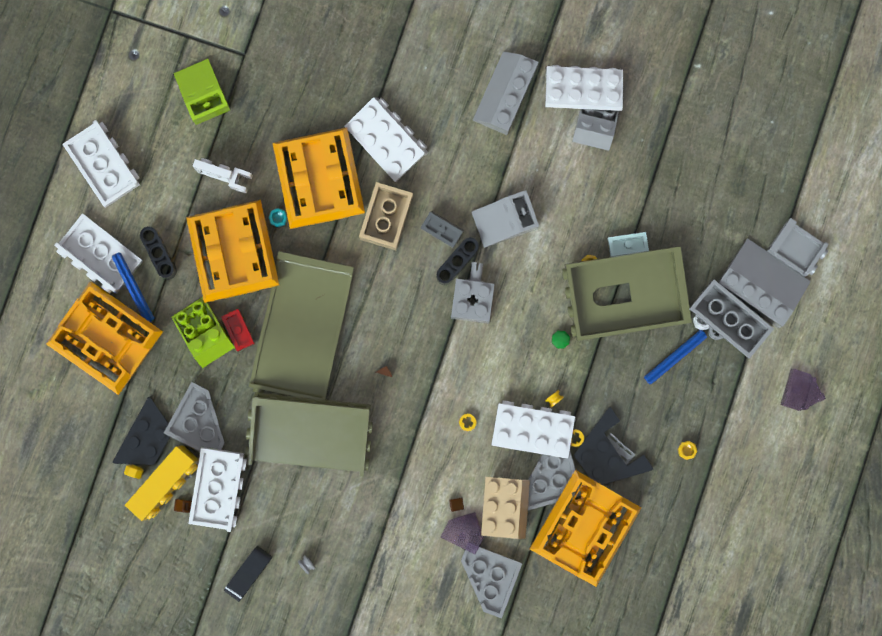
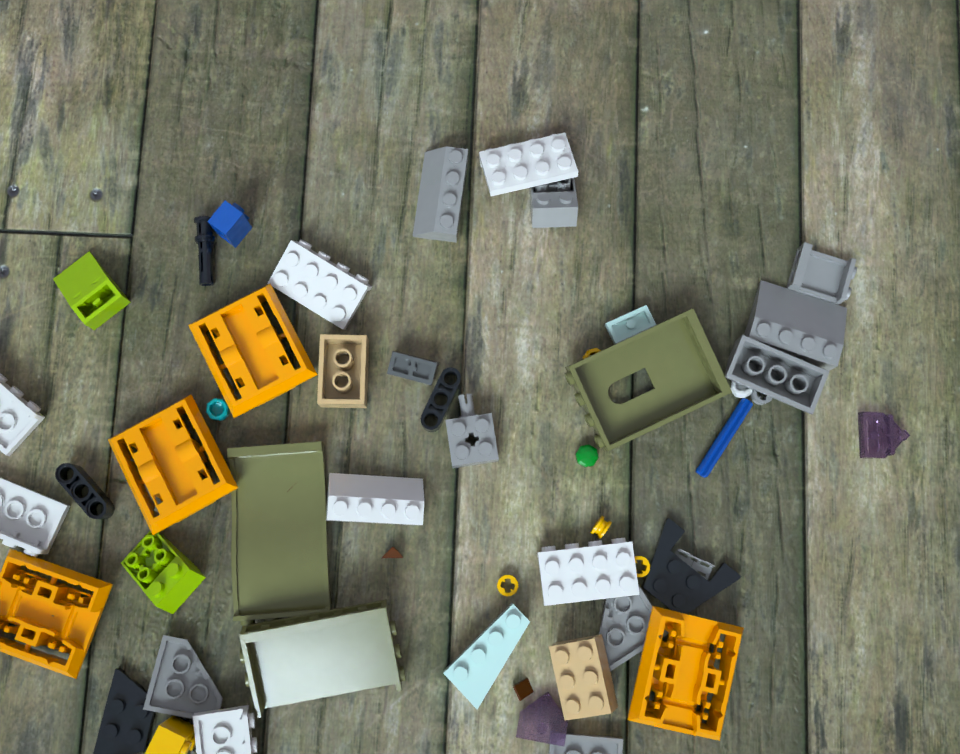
camera: 20 degrees left, 5 degrees down
(132, 286) = (62, 540): blue axle -> none
(222, 173) = (136, 376): white plate -> none
(238, 330) = (204, 555): red plate -> none
(303, 75) = (205, 240): none -> black pin
(328, 69) = (230, 223): none -> blue brick
(383, 325) = (375, 499): none -> white slope
(435, 470) = (484, 658): none -> light aqua wedge
(505, 219) = (482, 335): light grey slope -> none
(687, 450) = (772, 542): yellow tile -> none

